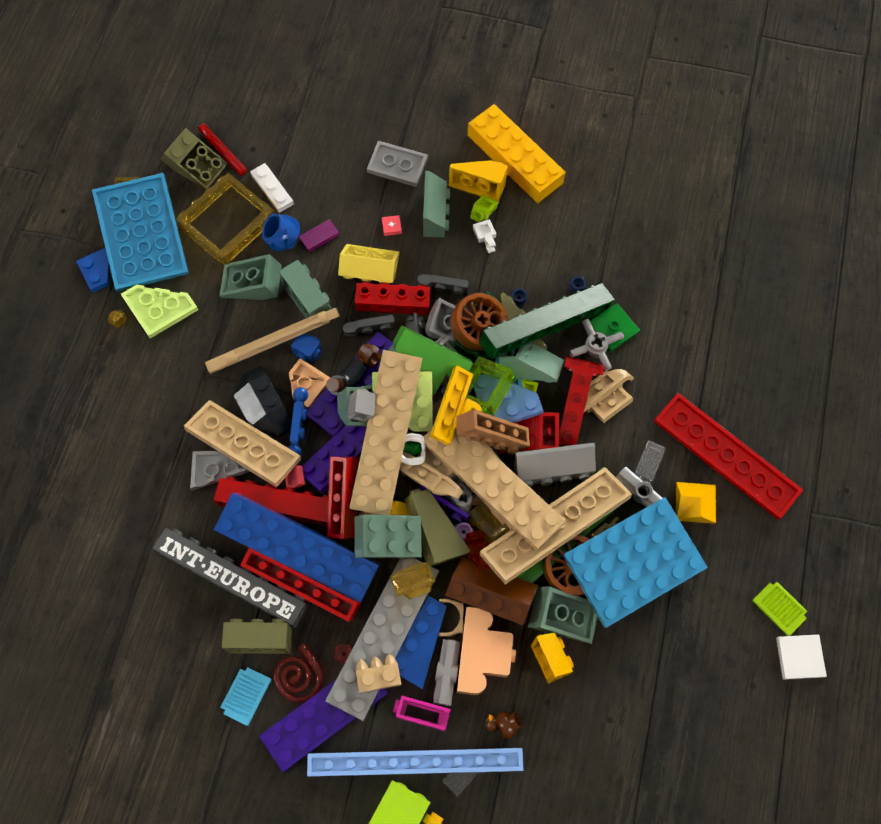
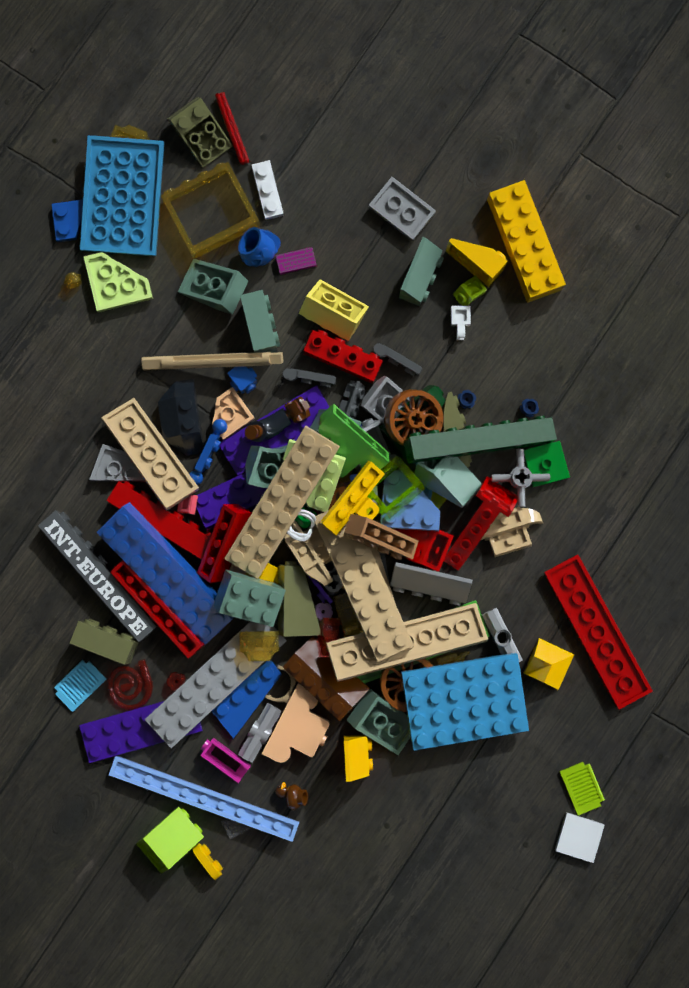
camera: 20 degrees right, 15 degrees up
(361, 405) = (267, 470): light grey brick -> none
(377, 676) = (197, 716): tan plate -> none
(391, 225) = (371, 275): coral tile -> none
(649, 461) = (522, 609): clear tile -> none

